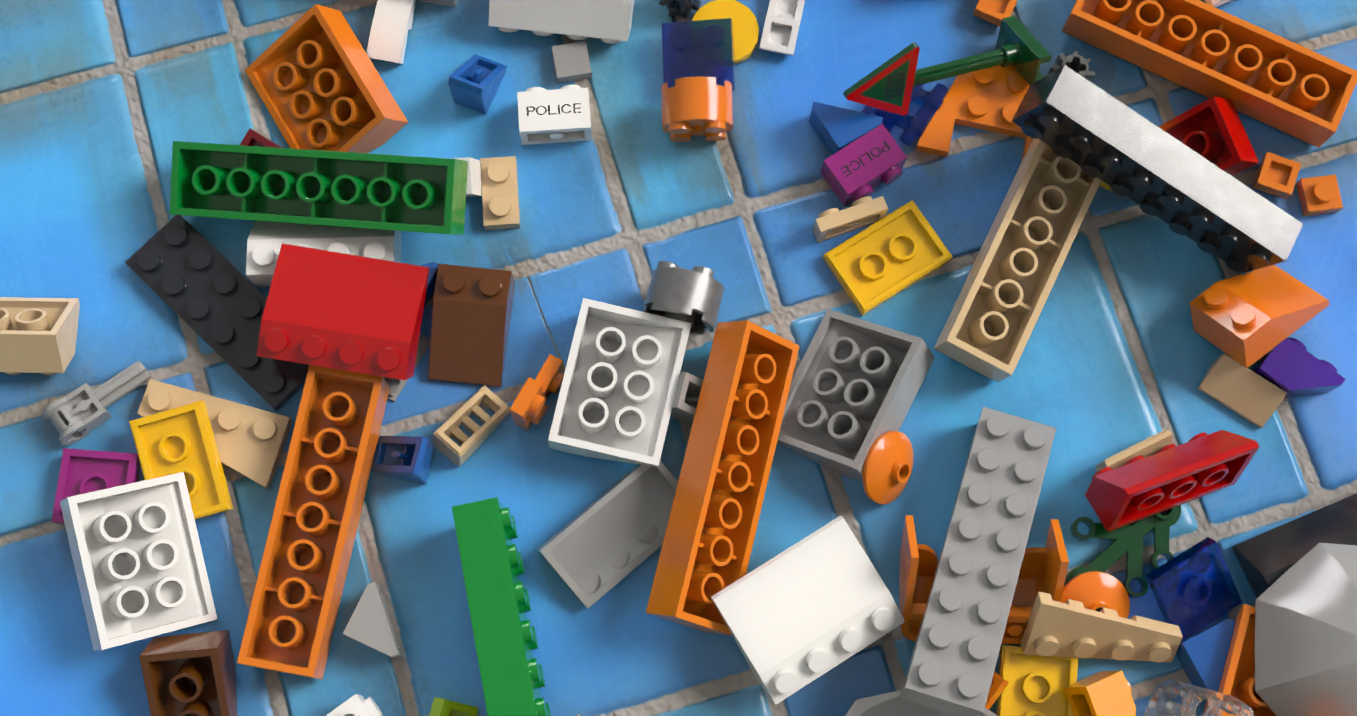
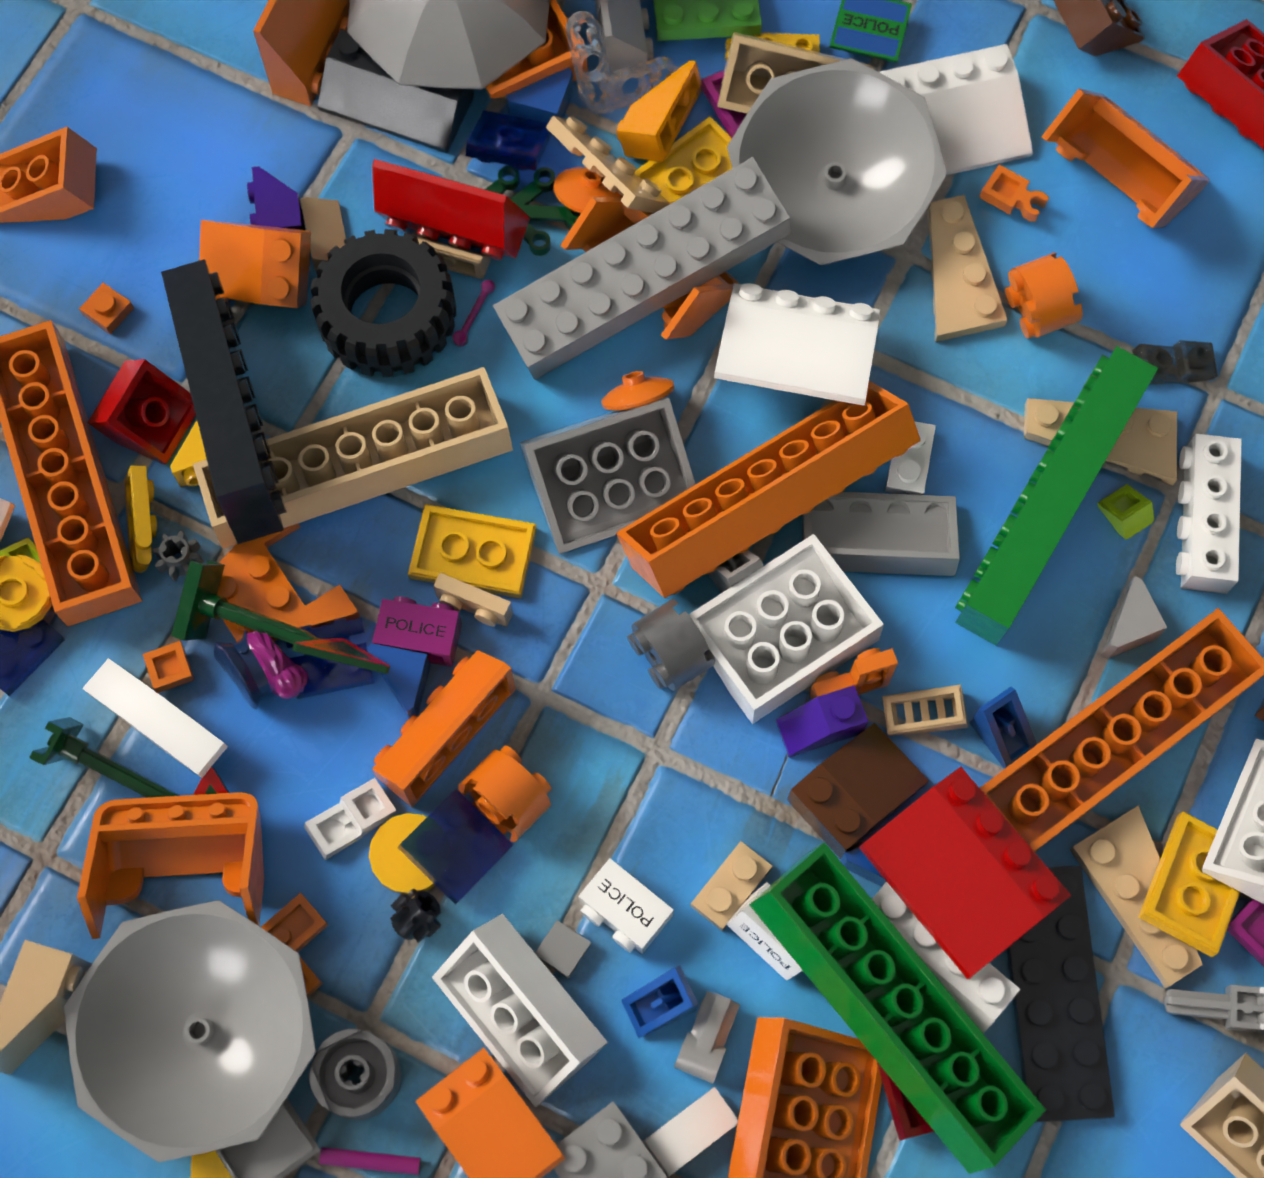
camera: 135 degrees left, 5 degrees down
(428, 81) = (705, 1044): none -> light grey piece
(532, 347) = (822, 721): none -> dark purple slope
(654, 631) = (909, 471): none -> white plate
(781, 117) = (444, 727): none -> orange slope
(939, 39) = (260, 667): none -> piece
(1060, 405) = (460, 337): none -> magenta hinge
(1118, 71) = (140, 523): none -> yellow hinge
(1168, 334) = (373, 262): none -> black tyre
(1276, 175) = (120, 345): orange plate -> none

